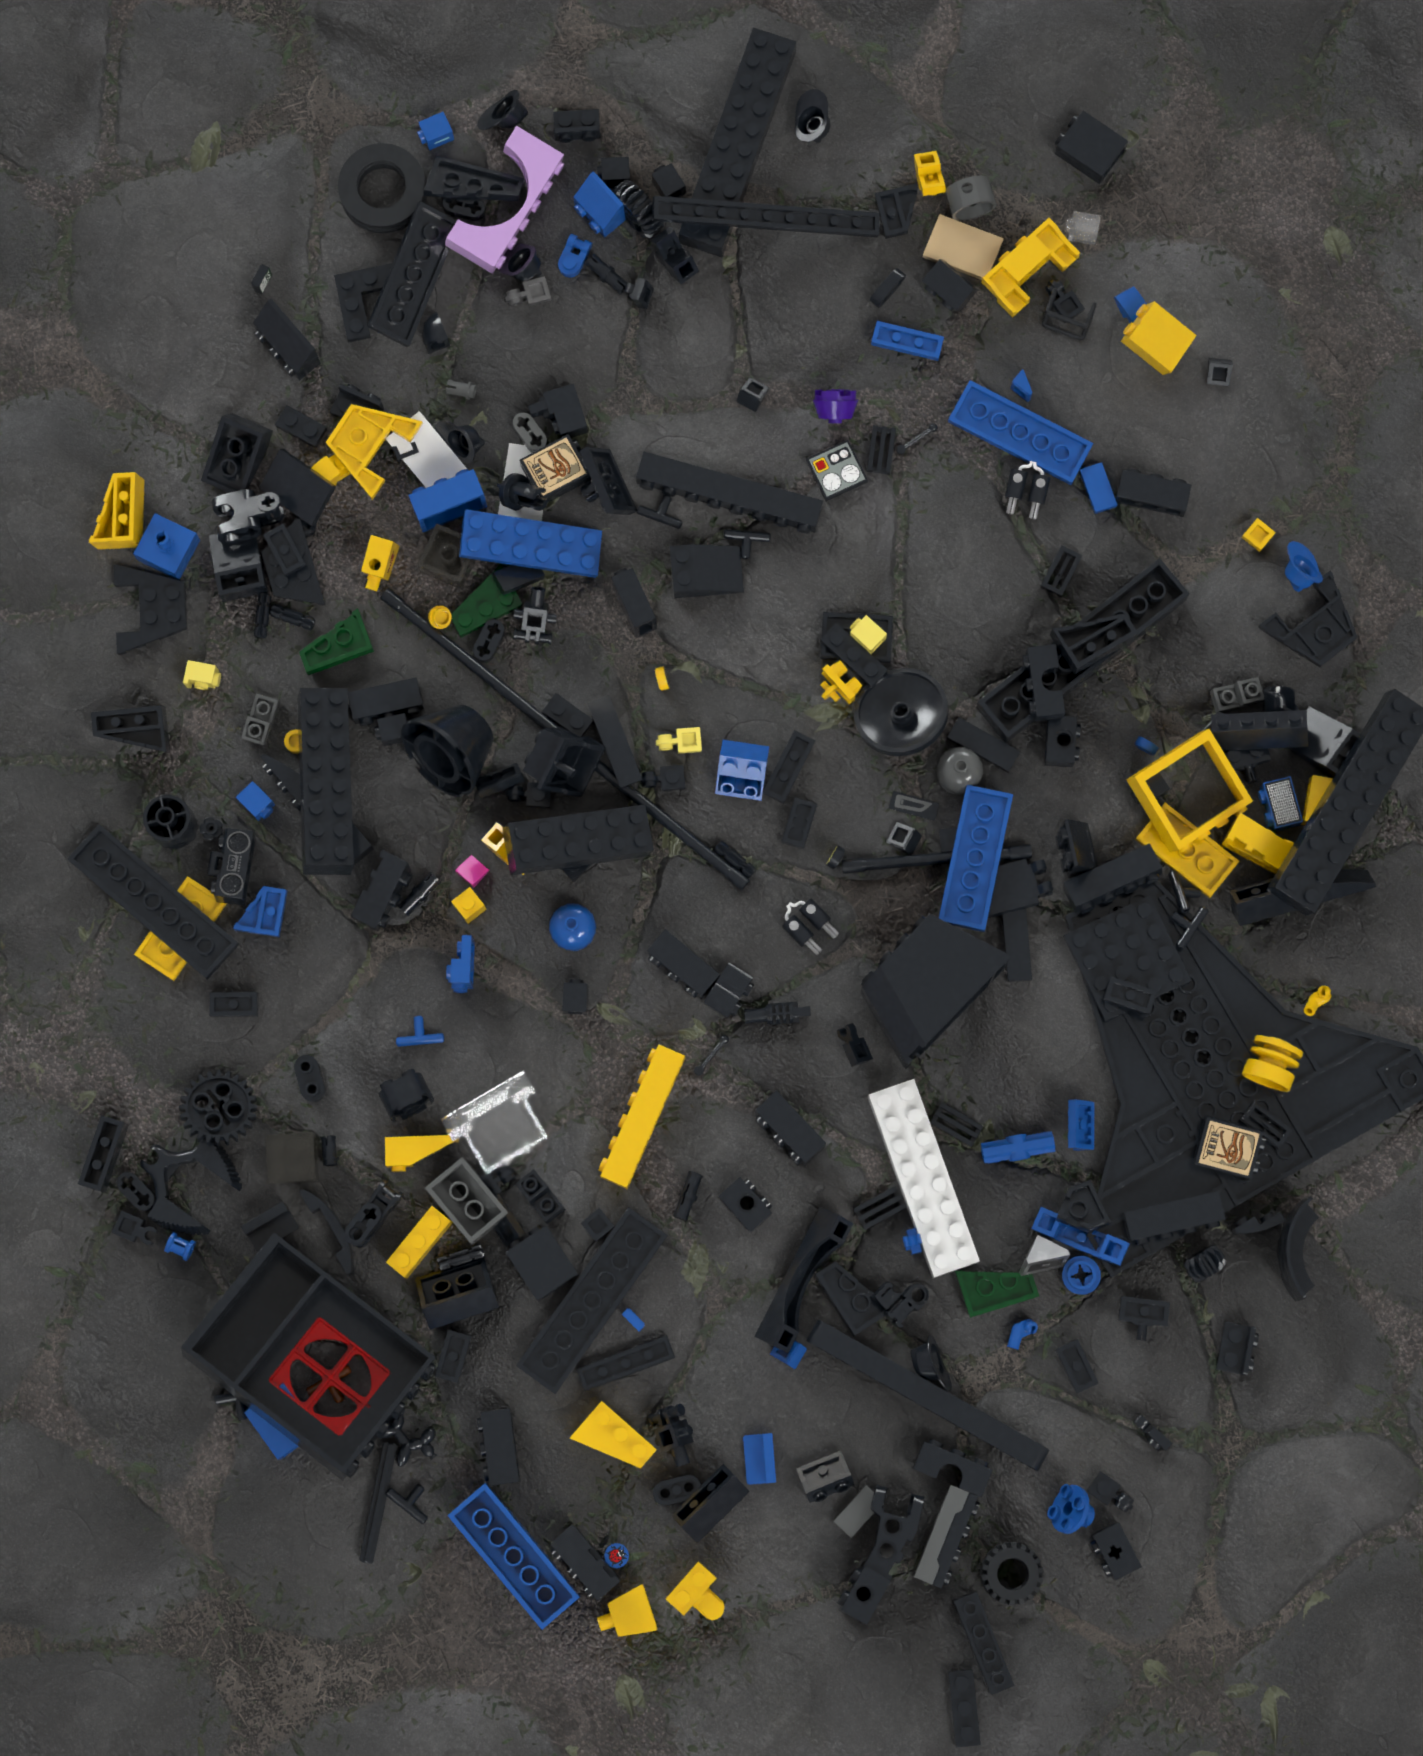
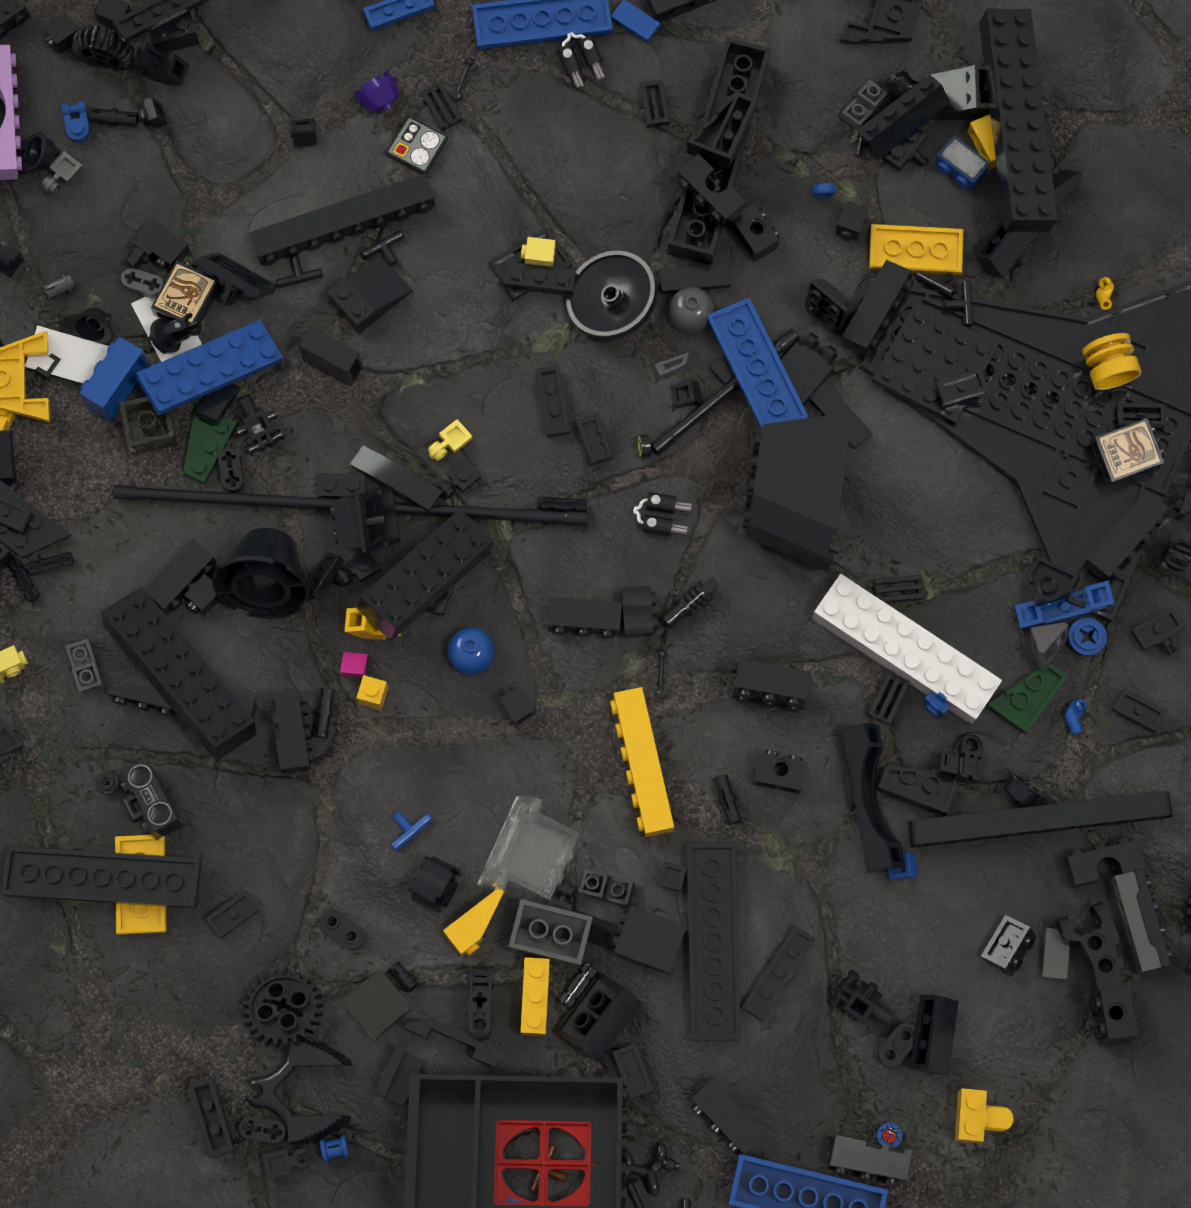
camera: 40 degrees left, 5 degrees down
(170, 821) = (68, 799): black cylinder -> none
(256, 801) = (129, 734): blue brick -> none
(265, 913) = (203, 820): blue wing -> none
(292, 741) = (125, 664): yellow tile -> none
(338, 646) = (107, 559): dark green wing -> none
(378, 551) = (88, 458): yellow torso -> none
(439, 617) = (176, 478): yellow plate -> none
(461, 970) = (406, 750): blue plate -> none
(599, 205) = (69, 65): blue slope -> none
(613, 1436) = (815, 1038): yellow wedge -> none
(629, 1614) = (936, 1174): yellow torso -> none
(633, 1319) = (759, 931): blue tile -> none
(662, 679) = (397, 402): yellow tile -> none
(742, 770) = (517, 429): blue slope -> none
(759, 1458) = (946, 969): blue panel -> none
(833, 674) = (542, 311): yellow hips -> none
(855, 1047) = (772, 584): black plate -> none
(1017, 1147) = (961, 571): blue piece -> none
(1080, 1125) = (999, 517): blue bracket -> none
(1154, 810) = (870, 231): yellow window -> none
(1256, 843) = (967, 205): yellow wedge -> none

